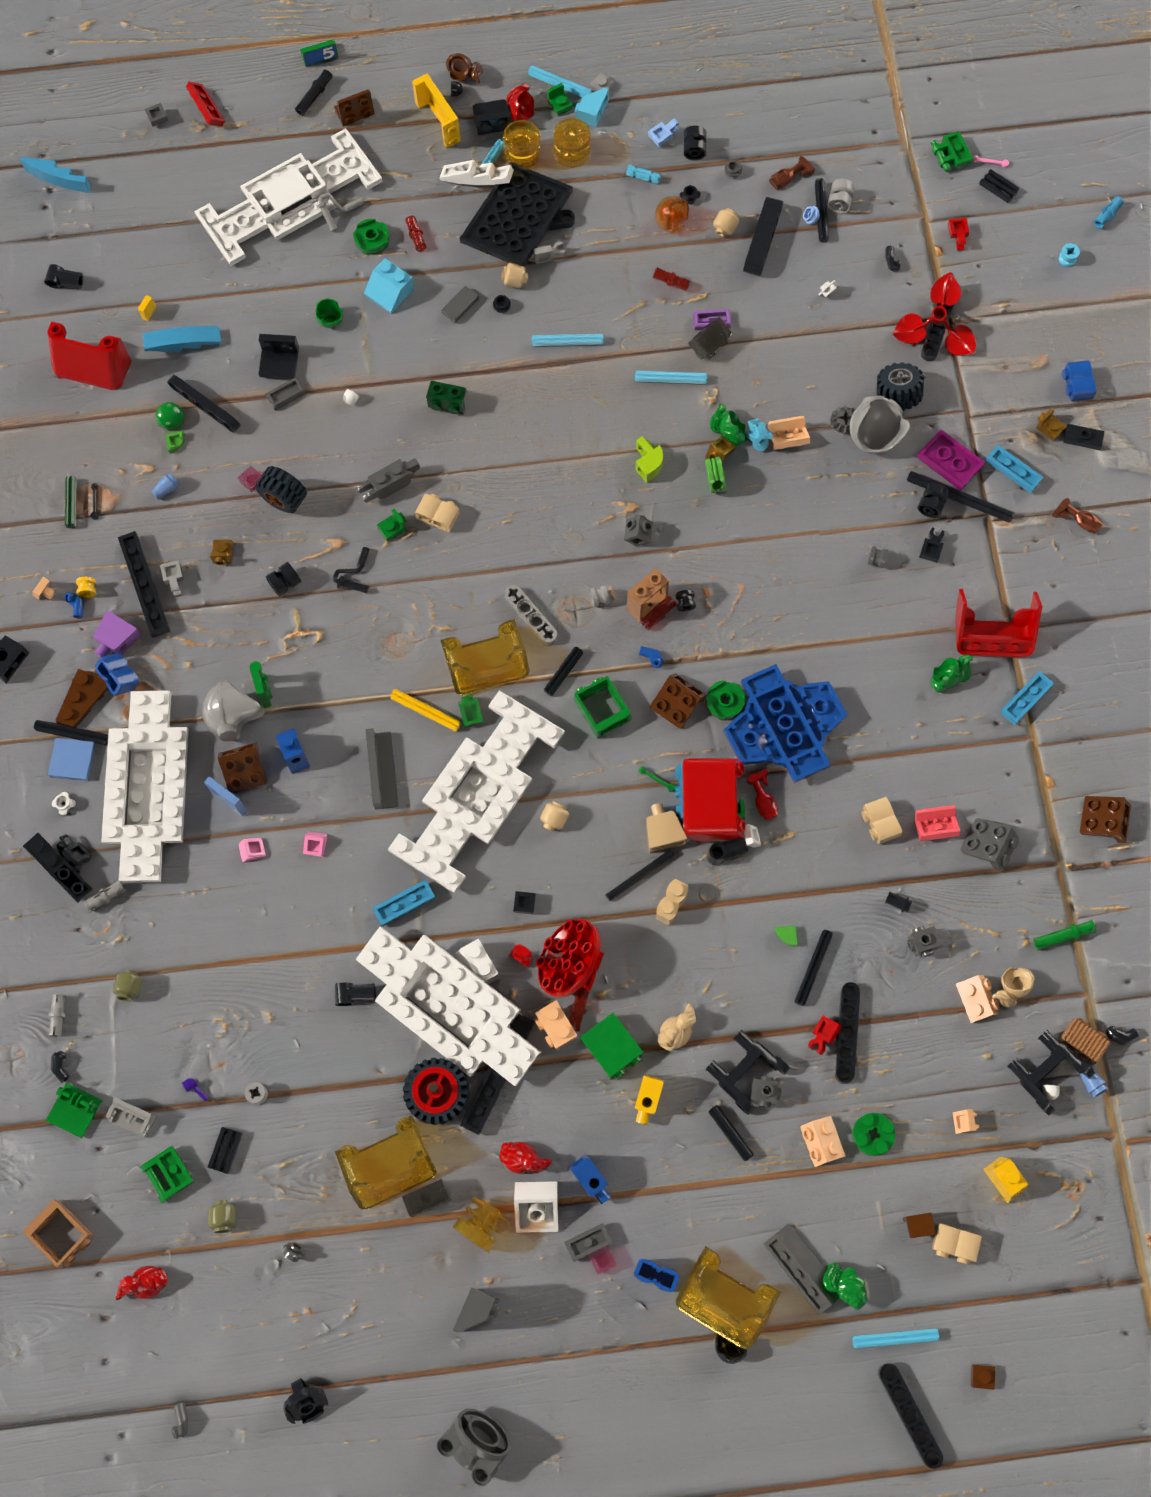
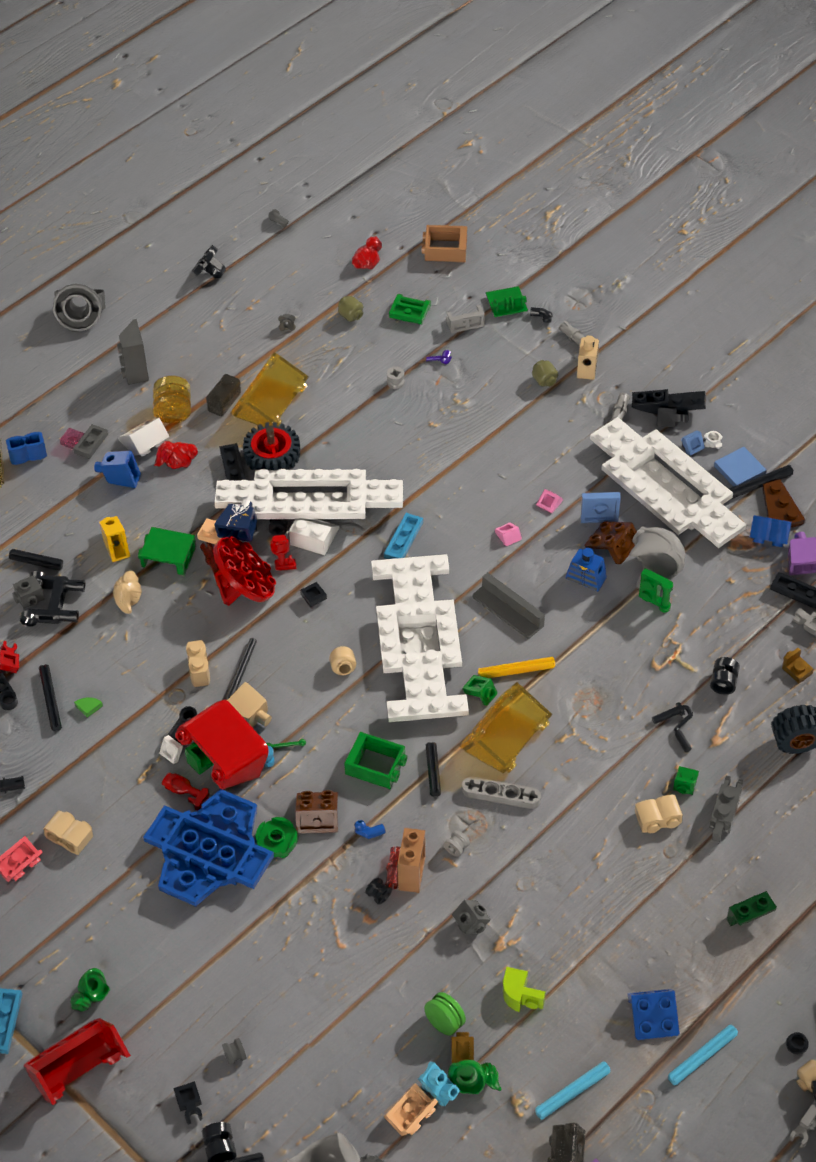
camera: 140 degrees right, 20 degrees down
(75, 970) = (588, 350): none -> tan torso
(83, 809) = (693, 442): none -> medium blue tile
(223, 1131) = (375, 335): black tile -> none
(348, 994) = (388, 463): black piece -> none
(537, 1007) = (237, 521): none -> dark blue torso
(571, 386) = (654, 1014): none -> blue bracket

